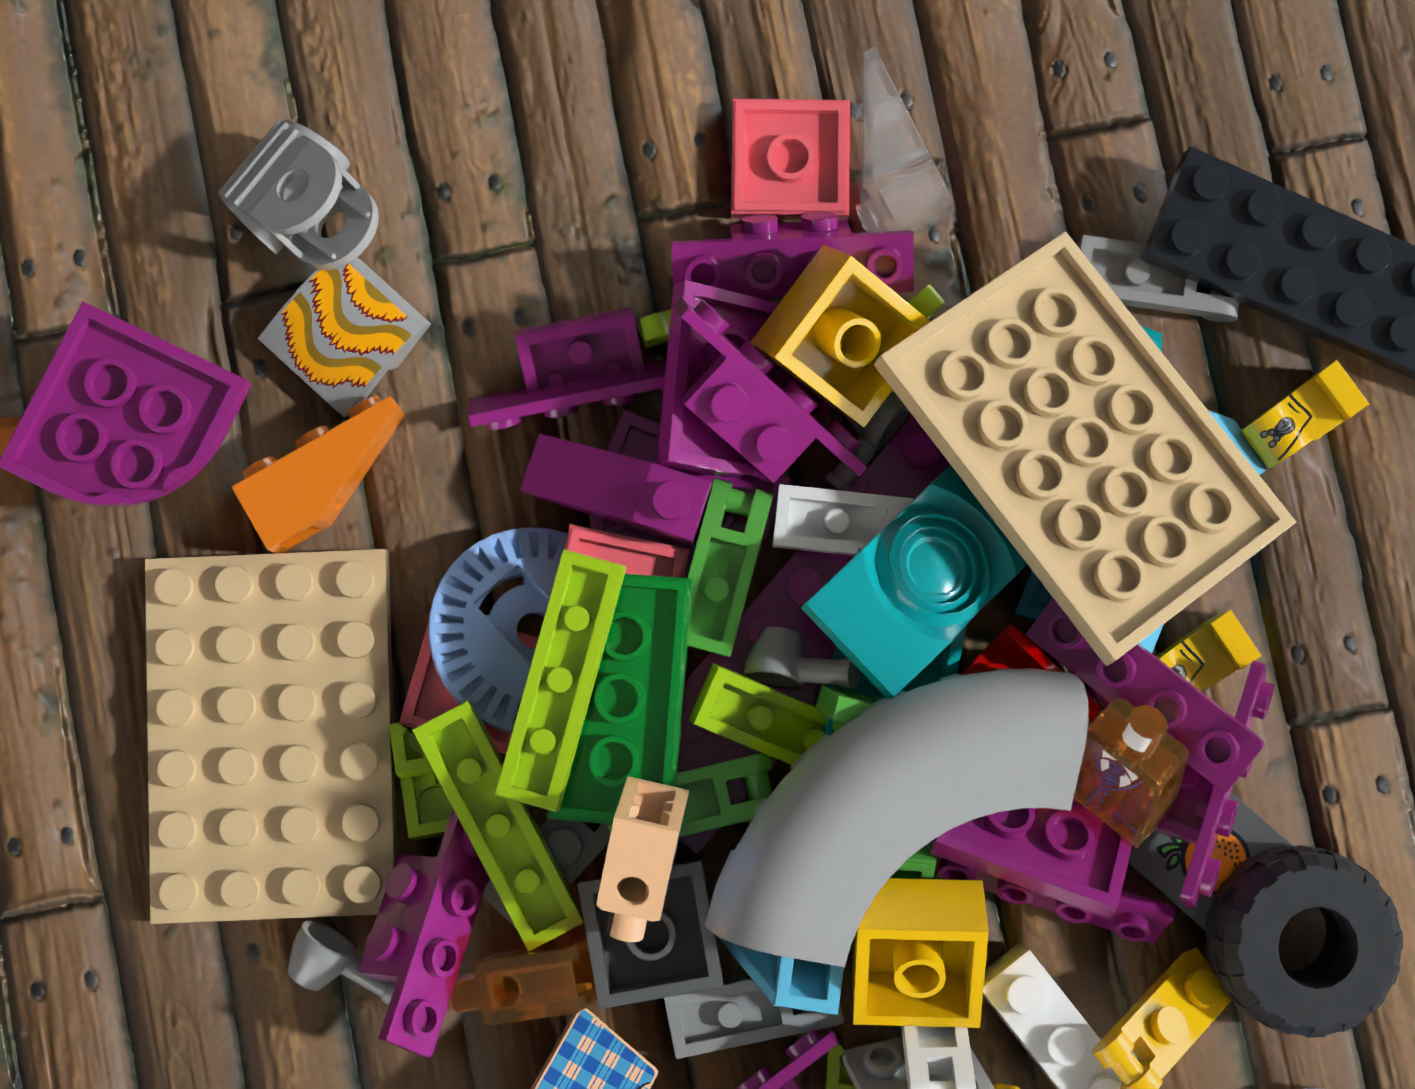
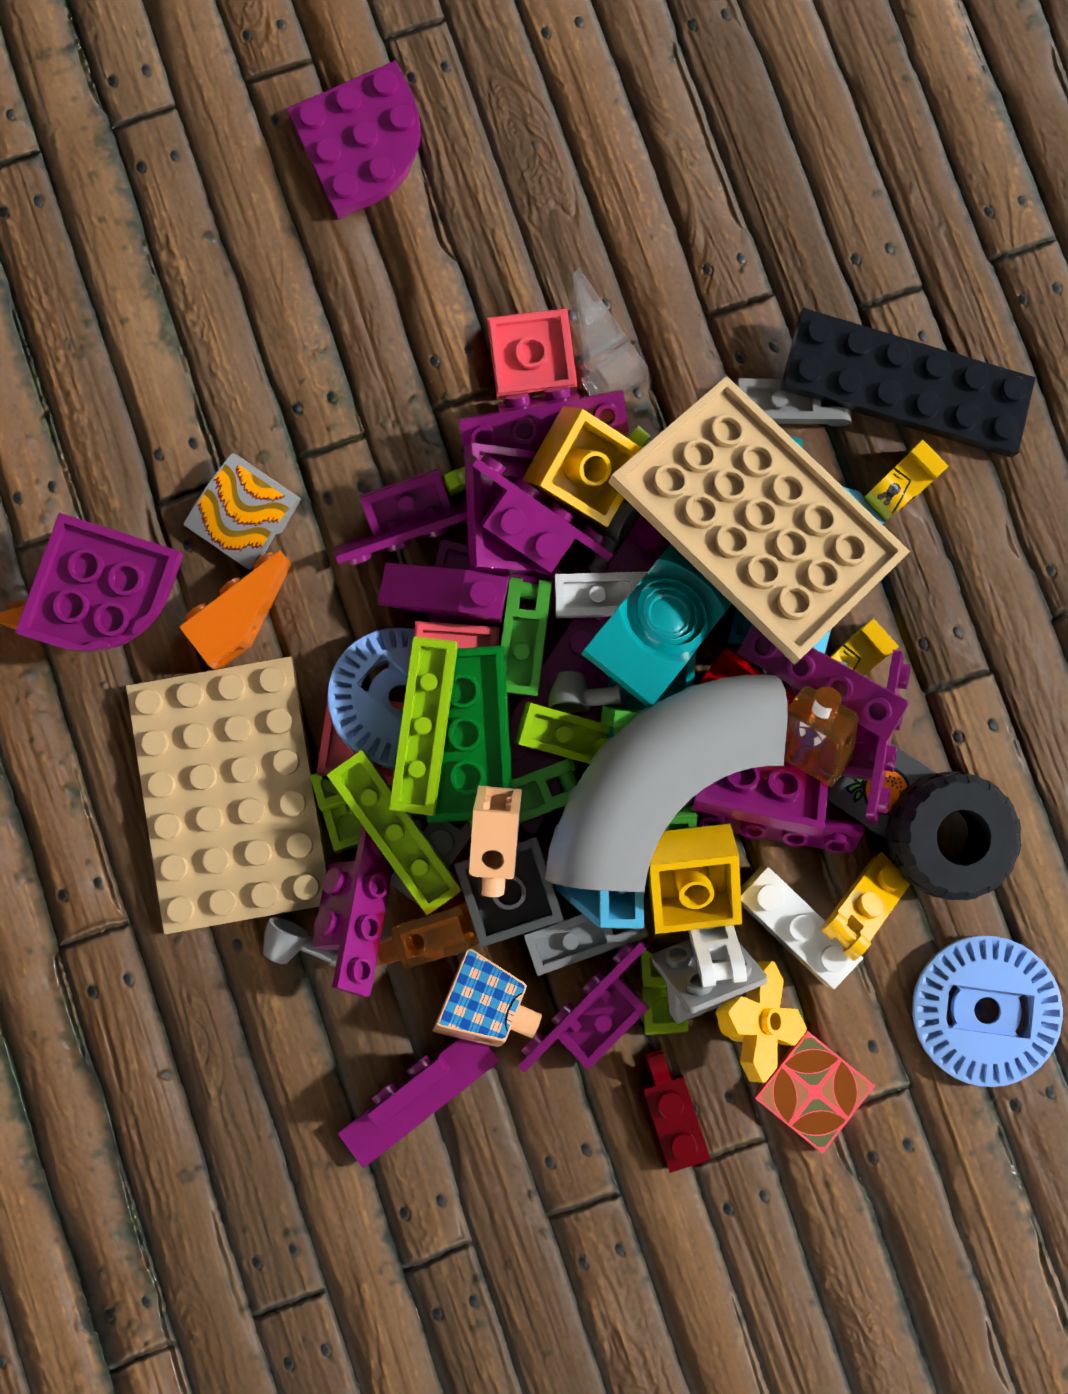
camera: 10 degrees left, 0 degrees up
(292, 189) = (194, 417): light grey piece -> none

